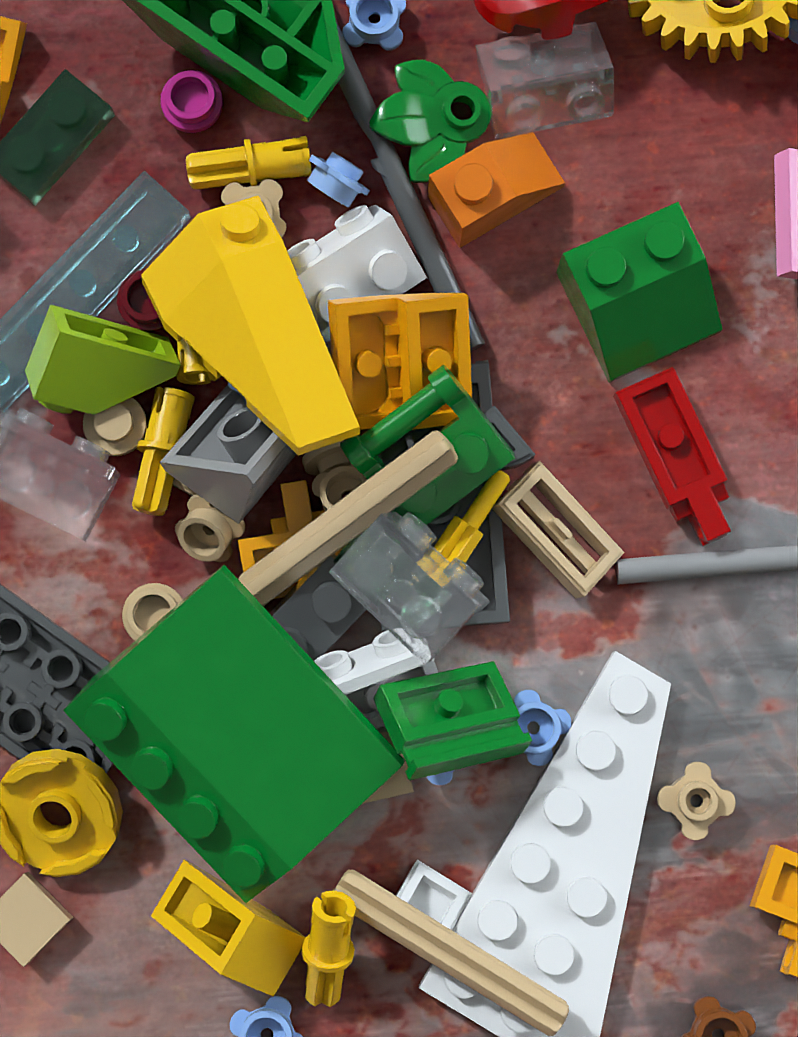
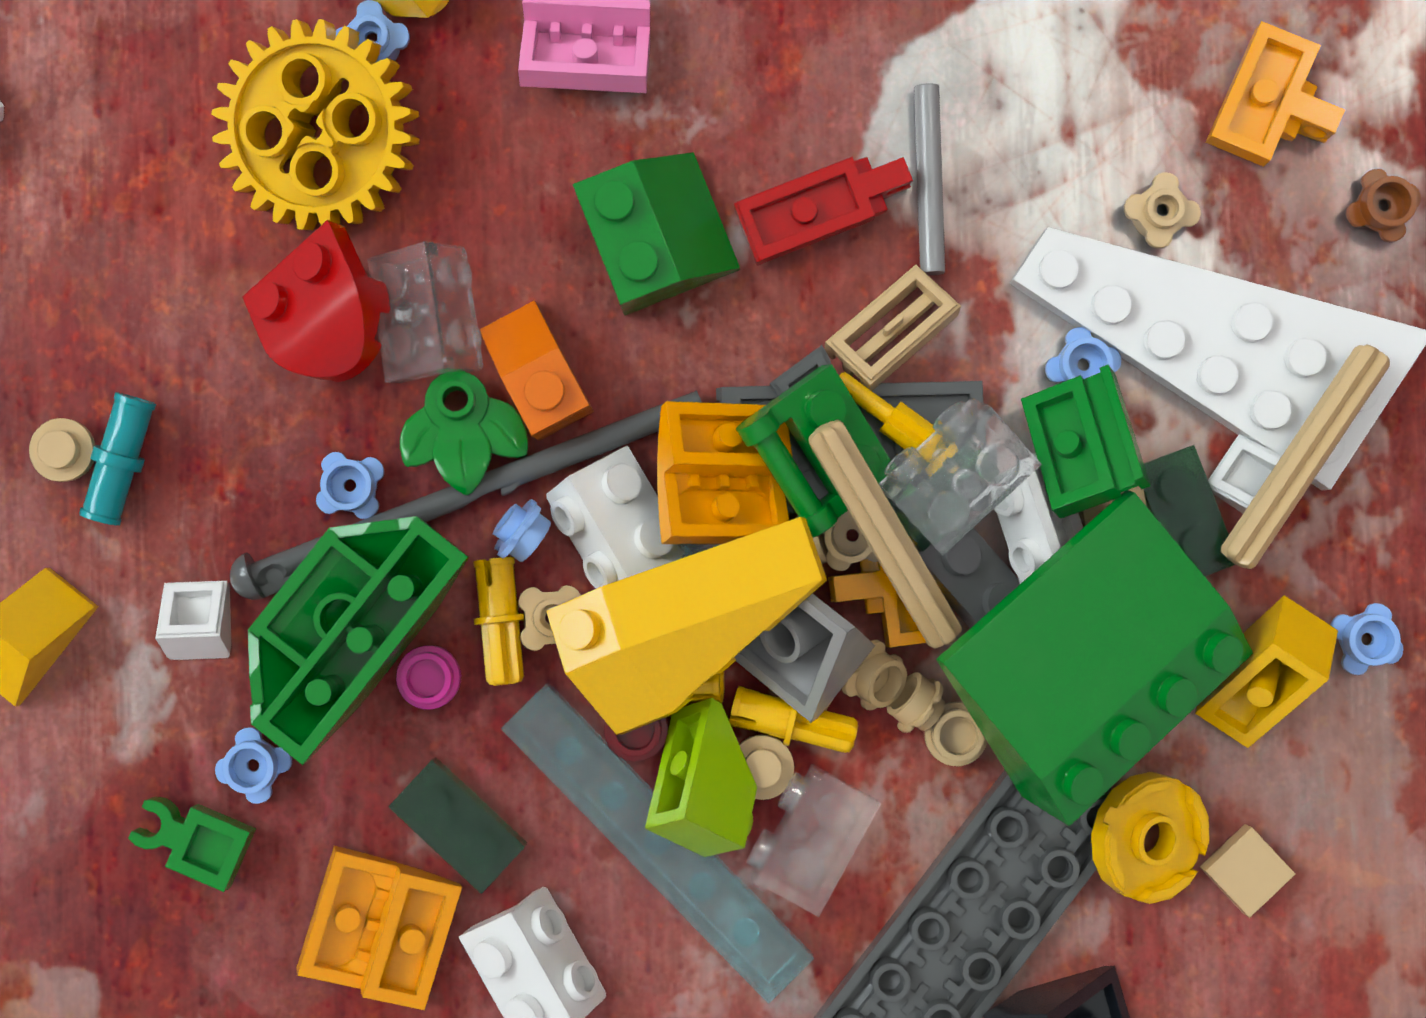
camera: 90 degrees left, 5 degrees up
(181, 572) = (918, 704): none -> tan plate
(328, 947) = (1295, 573): yellow axle -> none
(388, 836) = (1187, 508): none -> clear green plate

